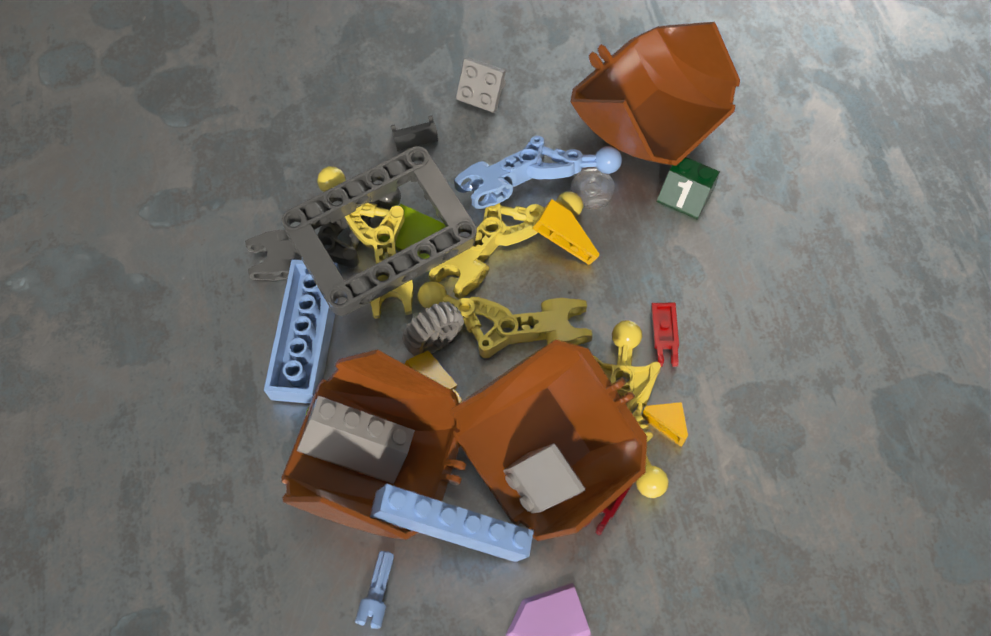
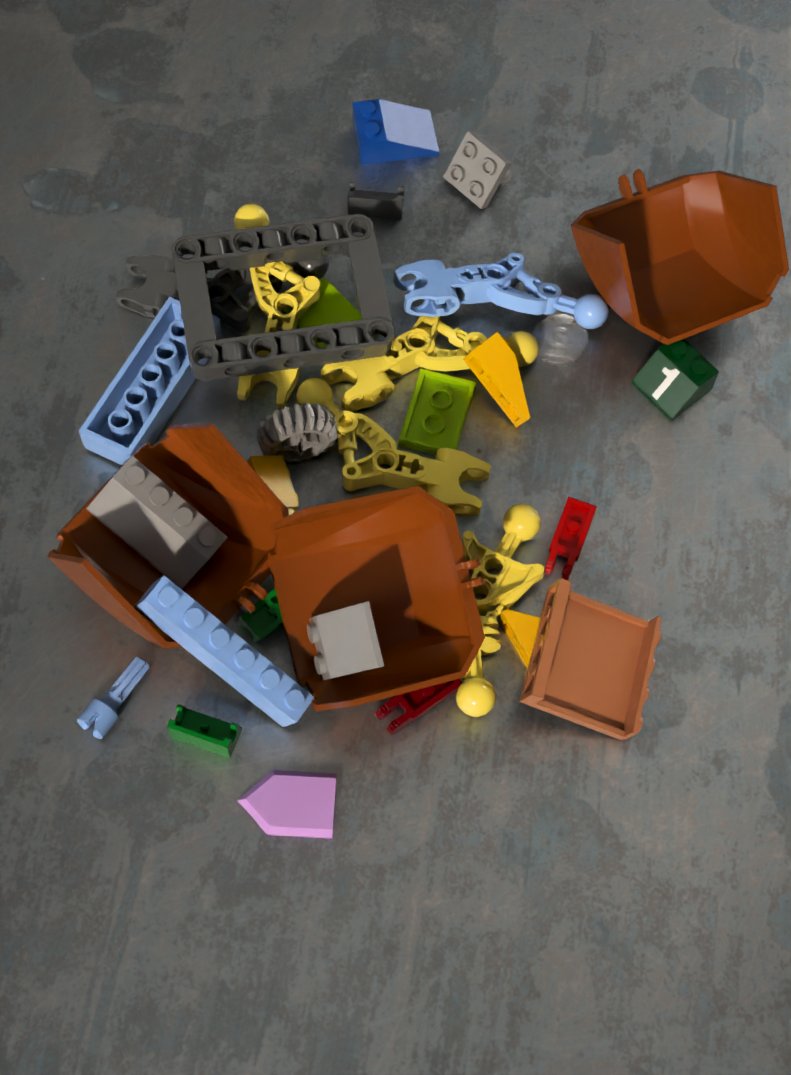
camera: 15 degrees right, 0 degrees up
(404, 78) = (392, 131): none -> blue slope
(457, 589) = (204, 731): none -> green hinge
(469, 484) = (263, 619): none -> green hinge
(527, 275) = (436, 412): none -> lime tile
(725, 423) = (591, 663): none -> nougat panel

